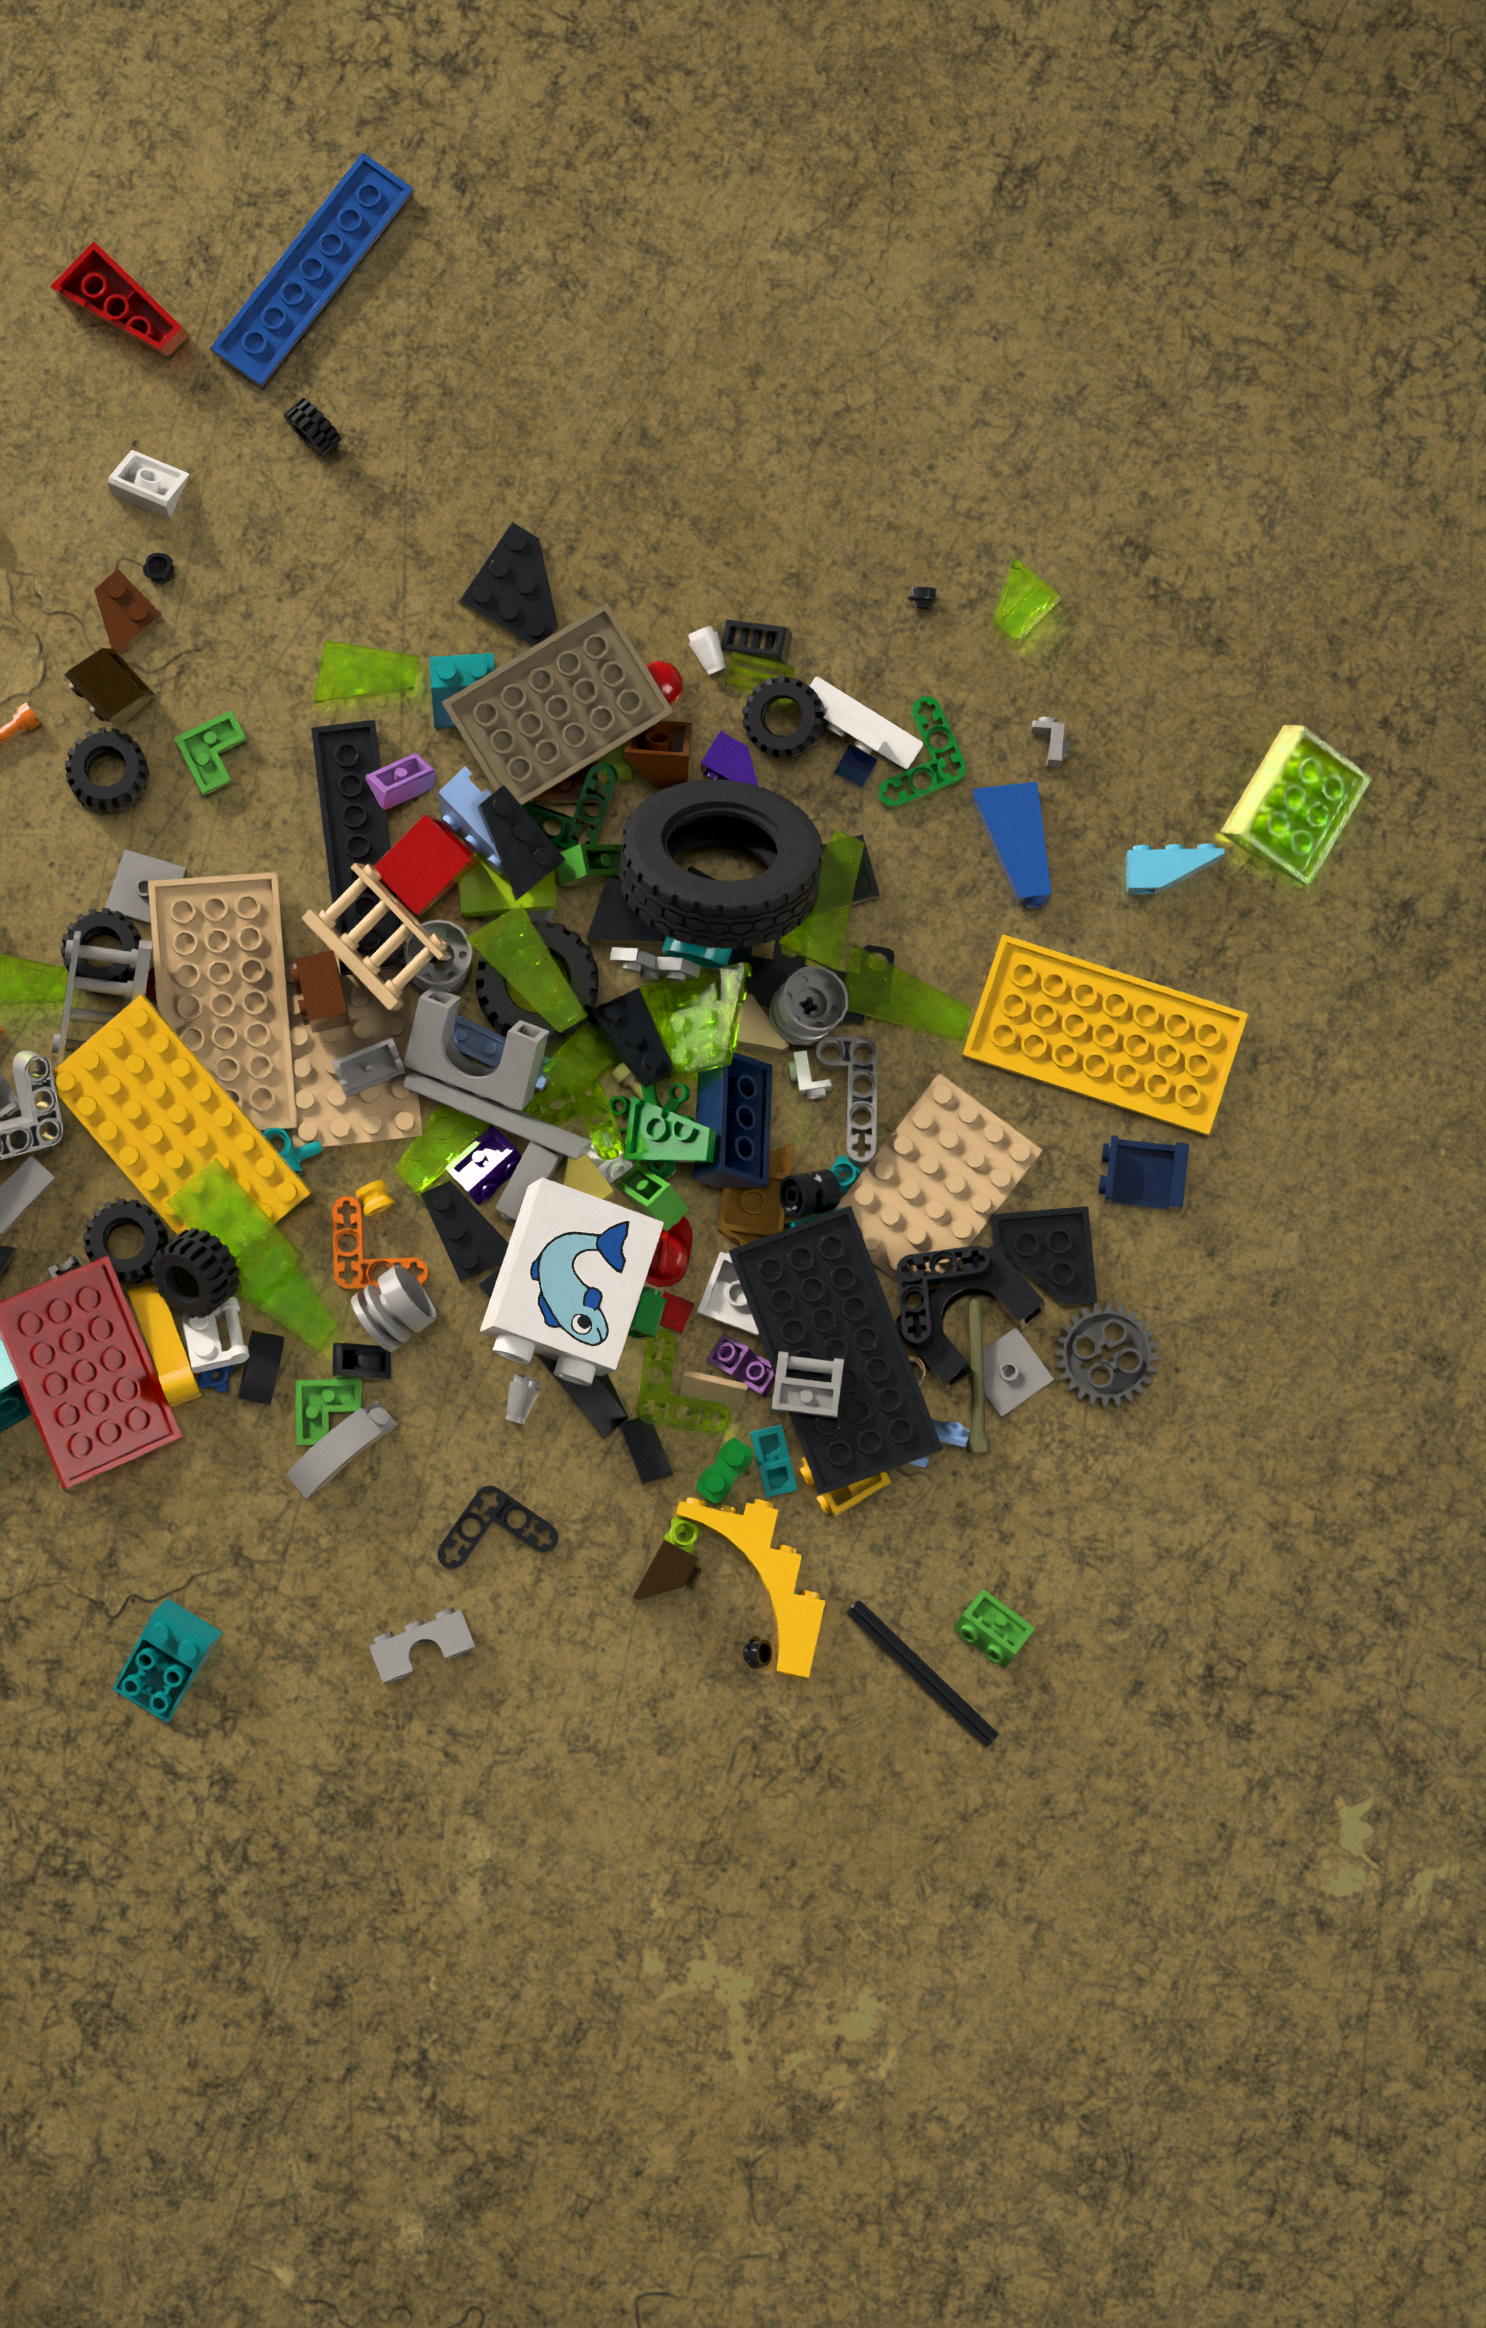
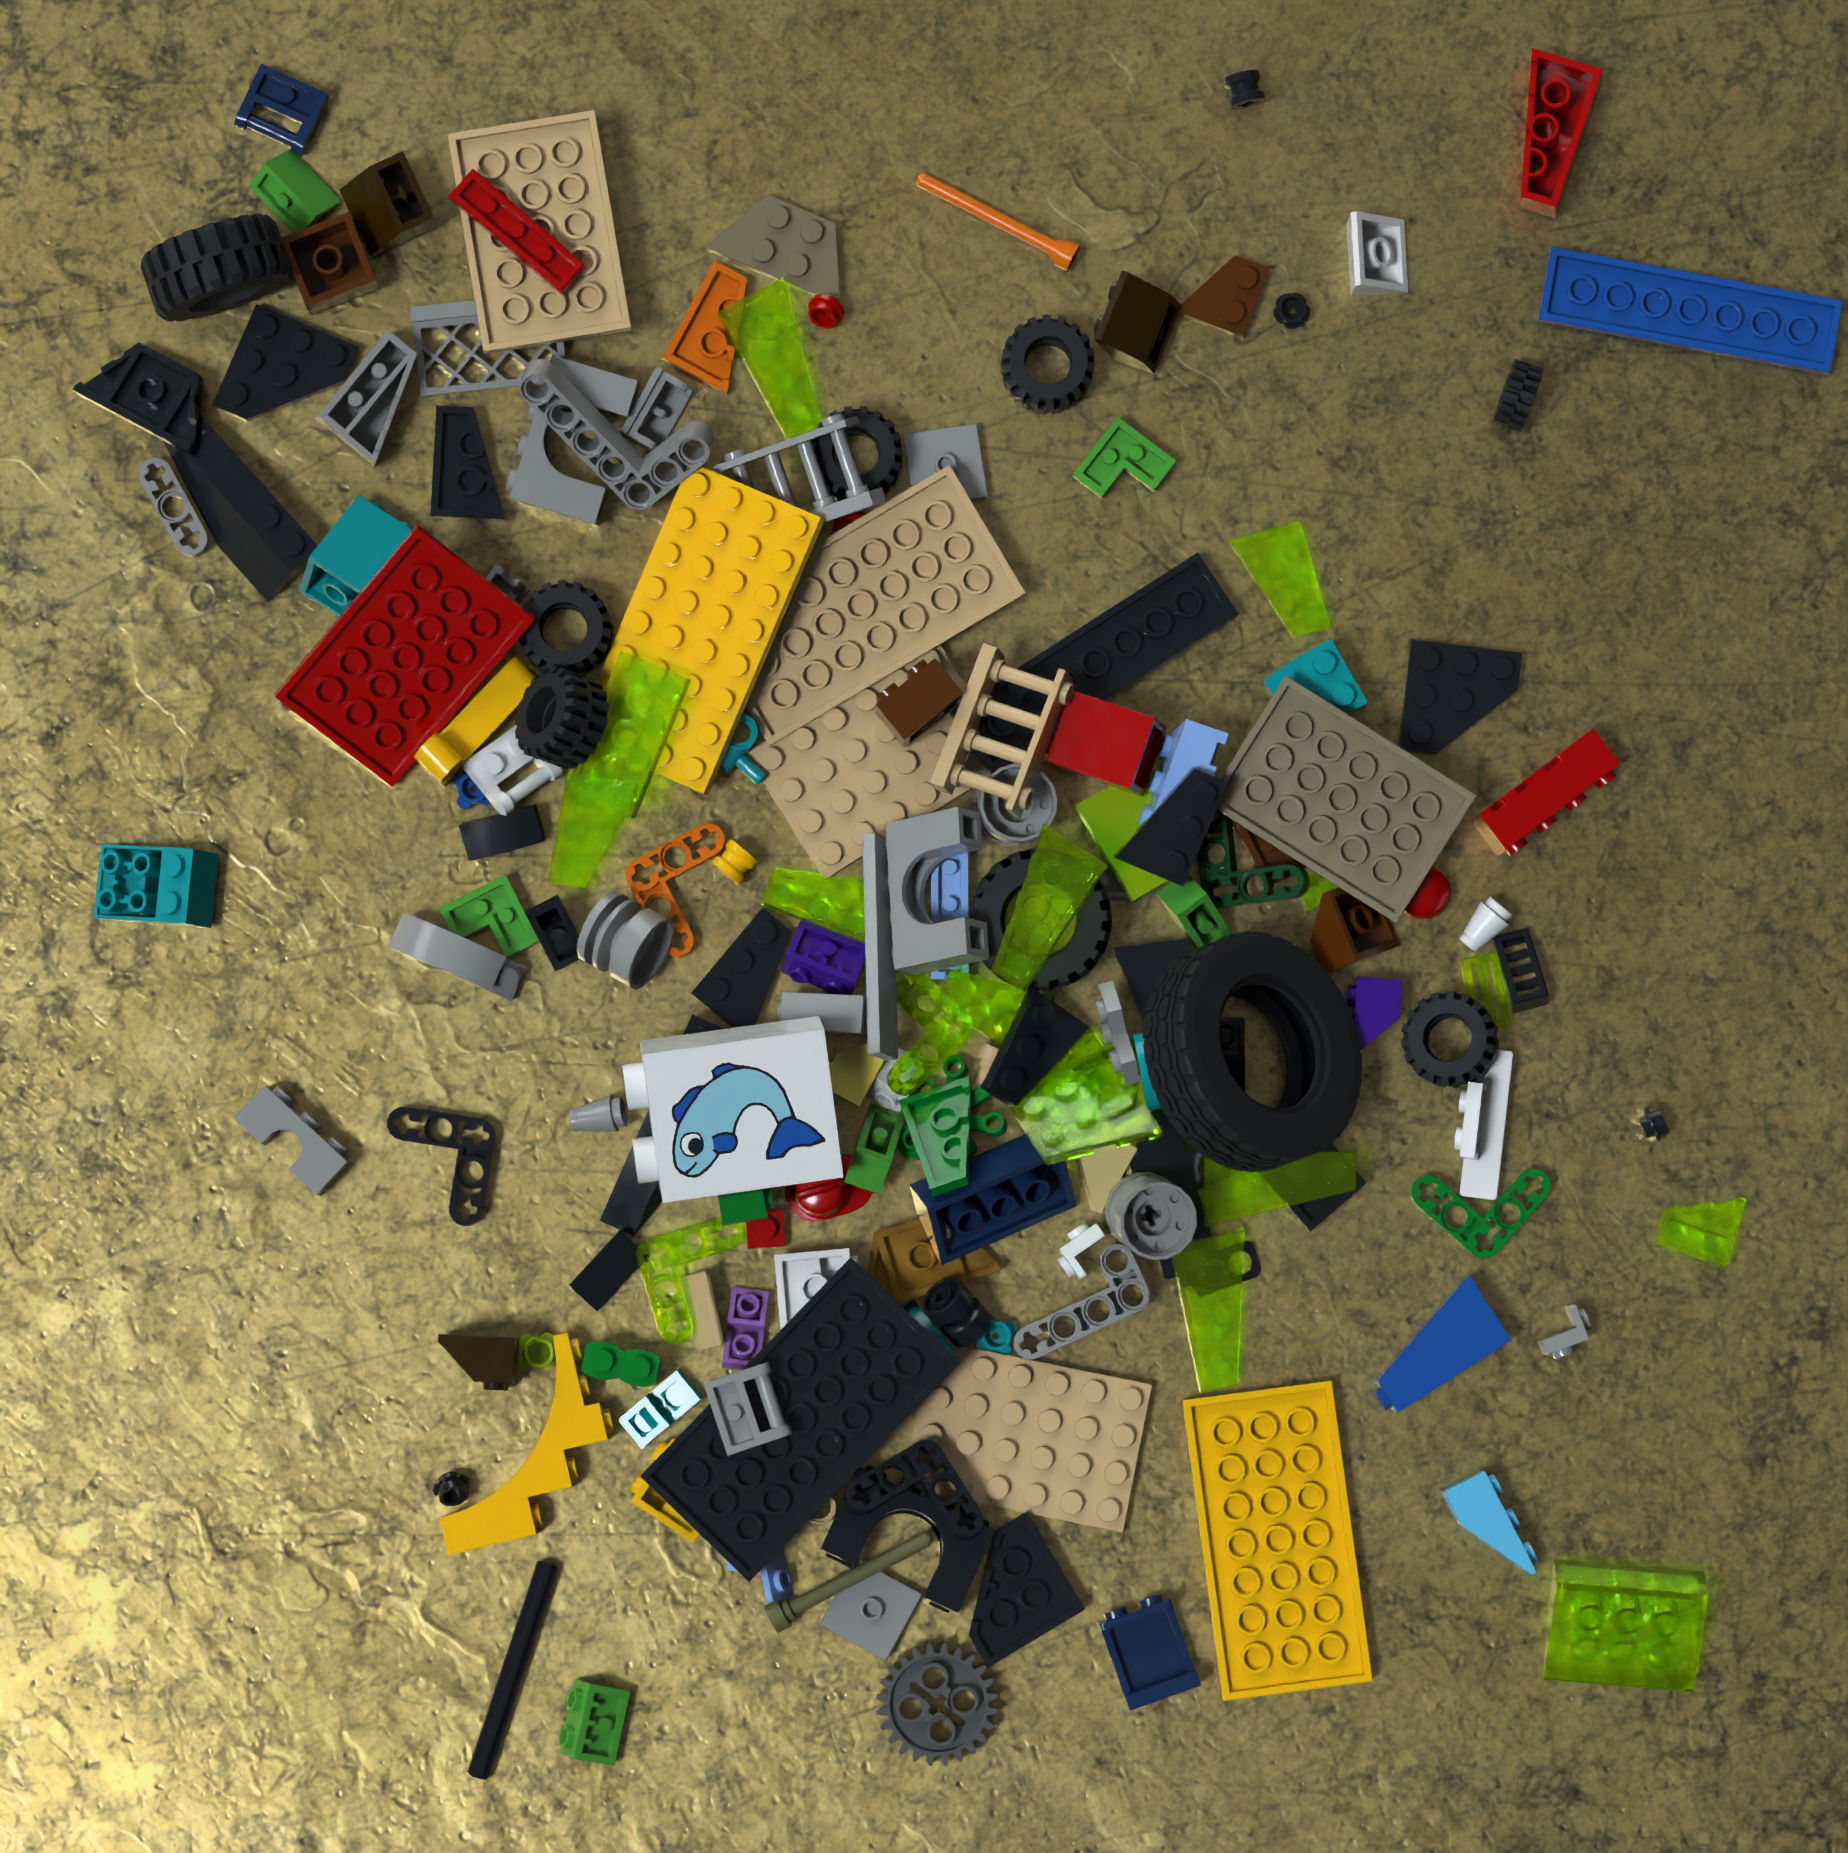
camera: 60 degrees right, 5 degrees up
(368, 1067) = (865, 789): light grey hinge -> none
(401, 781) = (1186, 673): medium lavender slope -> none
(629, 555) = (1545, 792): none -> red wedge
(855, 766) = (1436, 1140): clear blue tile -> none

